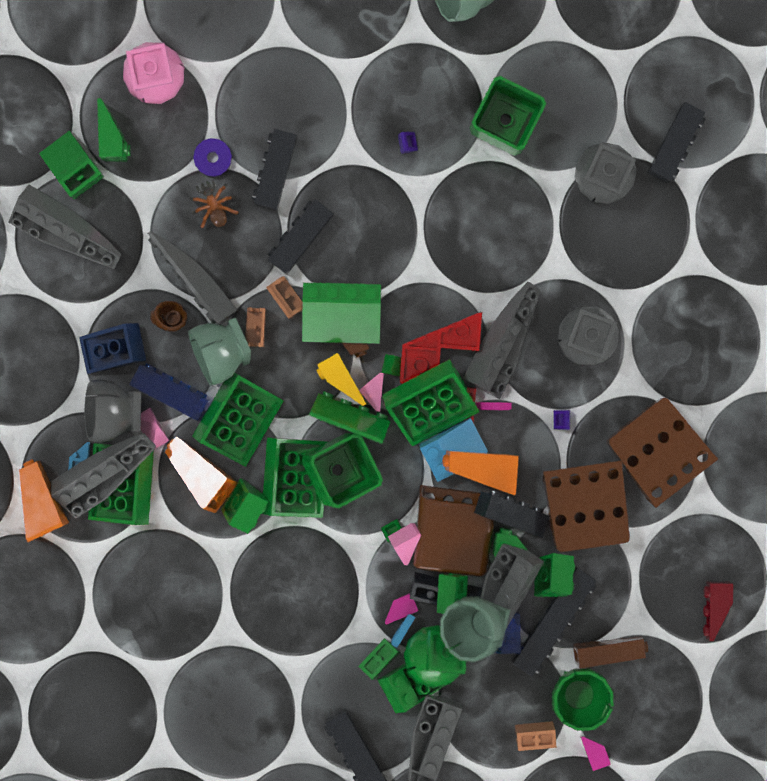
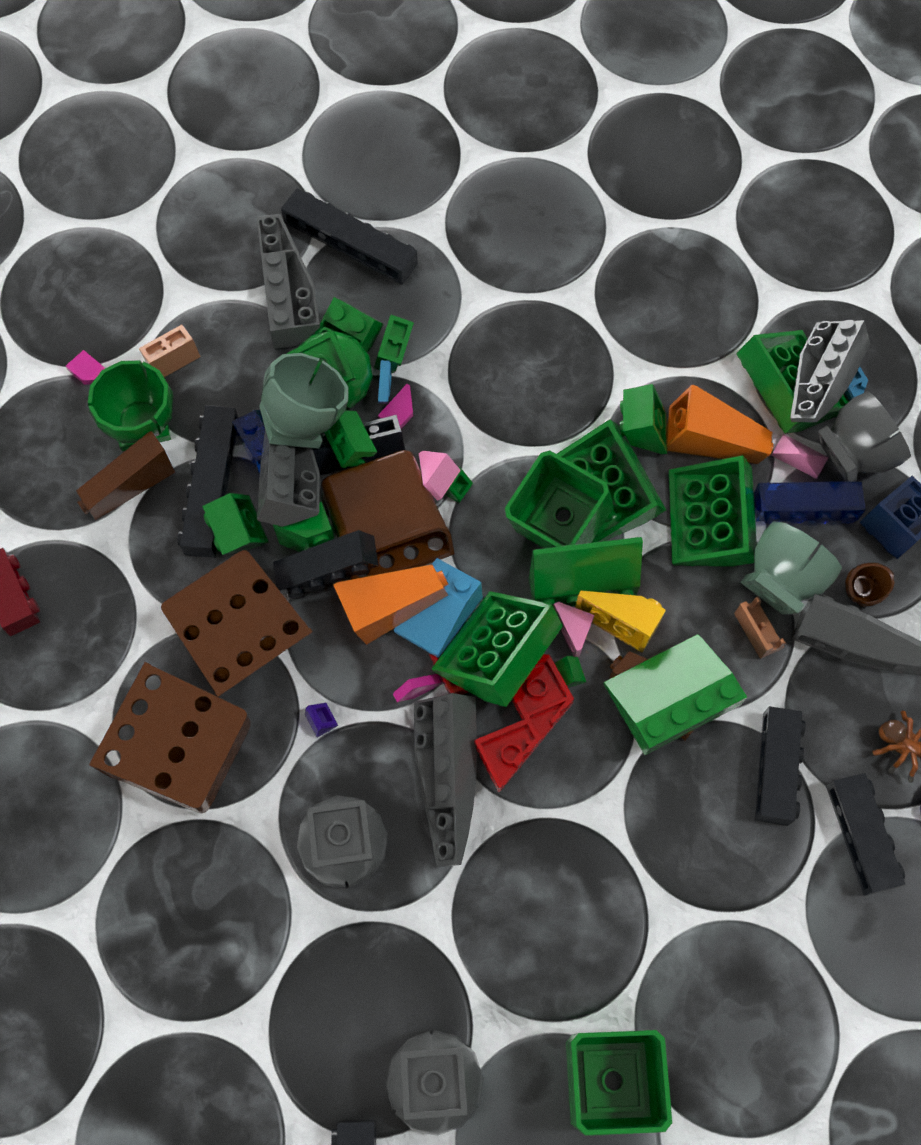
camera: 155 degrees right, 20 degrees down
(40, 509) = (863, 299): orange slope -> none
(285, 297) = (755, 681): nougat hinge -> none
(407, 142) = (721, 971): dark purple slope -> none

